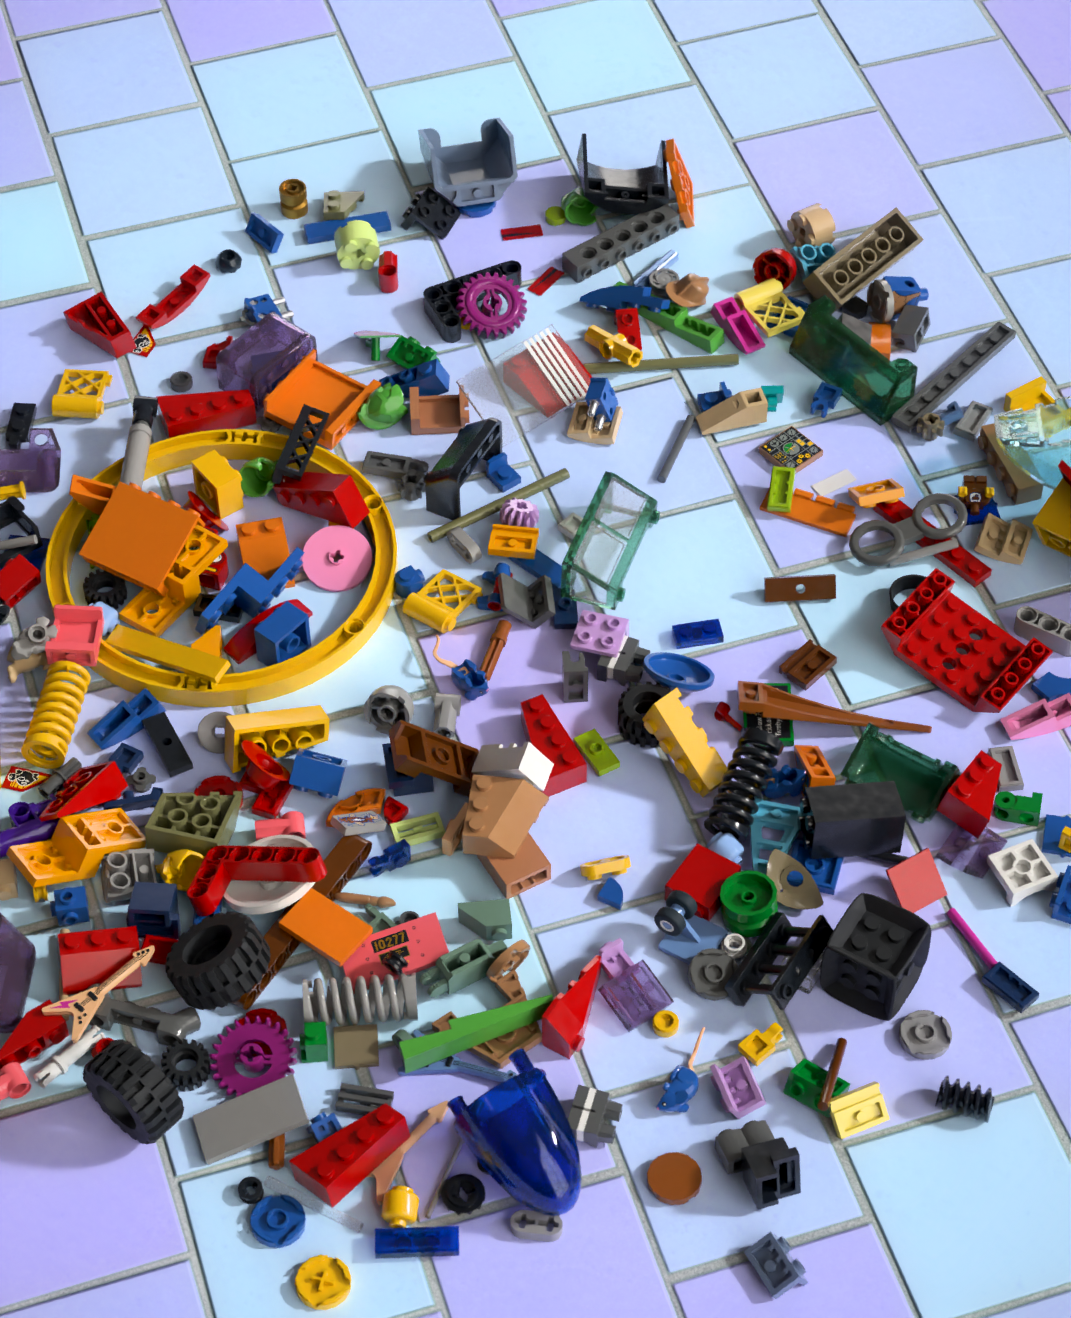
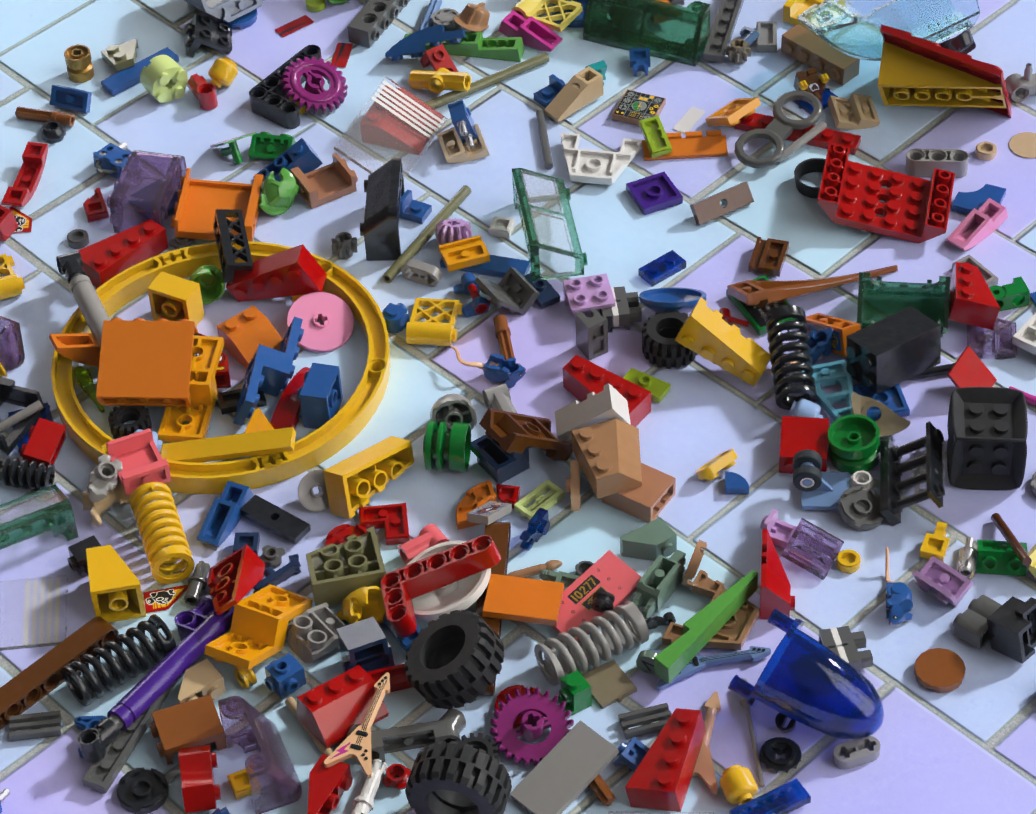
camera: 25 degrees left, 5 degrees down
(232, 242) = (44, 116): none -> dark orange axle
(262, 768) = (379, 504): red piece -> none
(317, 773) = (426, 488): blue slope -> none
(360, 738) = (442, 446): none -> green wheel
(392, 465) = (315, 235): dark grey hinge -> none
(418, 258) = (223, 72): none -> yellow head
(438, 1004) = (656, 621): none -> black piece
(708, 498) = (597, 165): none -> white wing
(744, 549) = (654, 193): none -> dark purple tile
(778, 1076) = (967, 559): none -> clear piece

